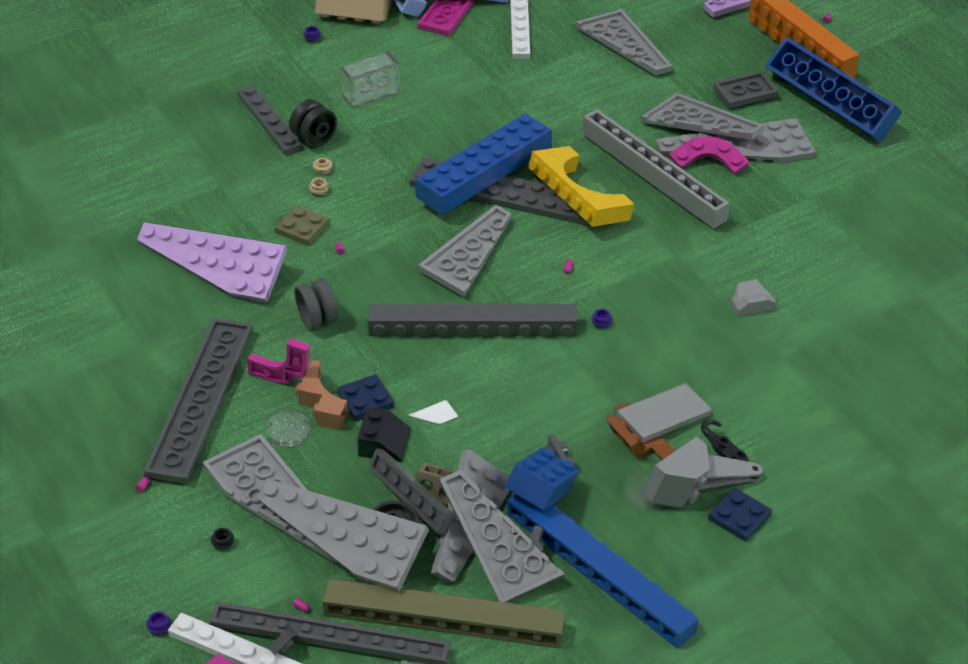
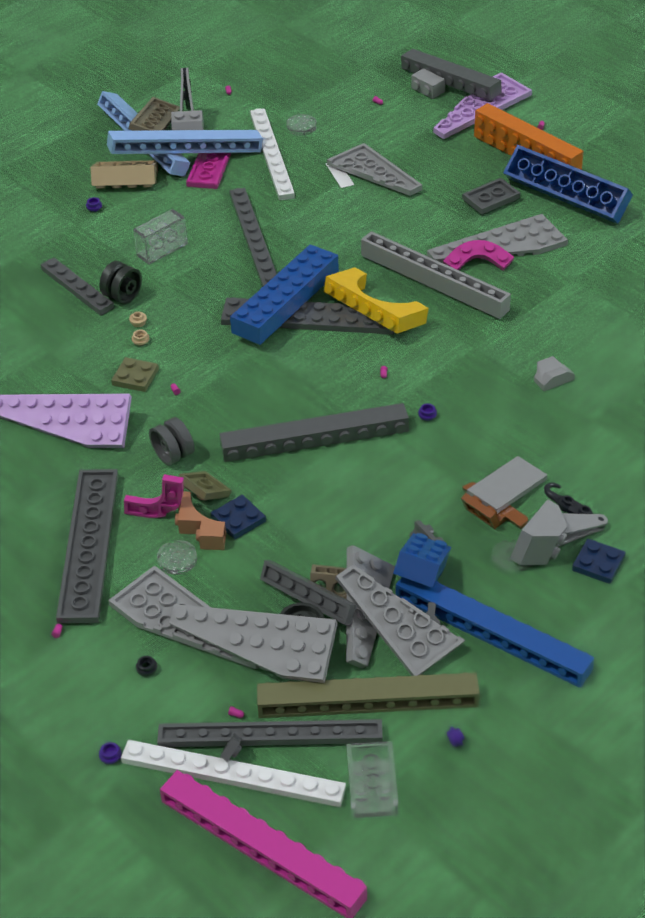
camera: 10 degrees left, 0 degrees up
(337, 357) = (205, 485): none -> olive plate
(382, 431) = (264, 544): black slope -> none
(436, 413) = (307, 519): white sticker -> none
(464, 255) = (289, 378): light grey wing -> none
(472, 92) = (253, 235): none -> dark grey plate
(587, 43) = (340, 176): none -> white sticker
(695, 115) = (453, 224): light grey wing -> none

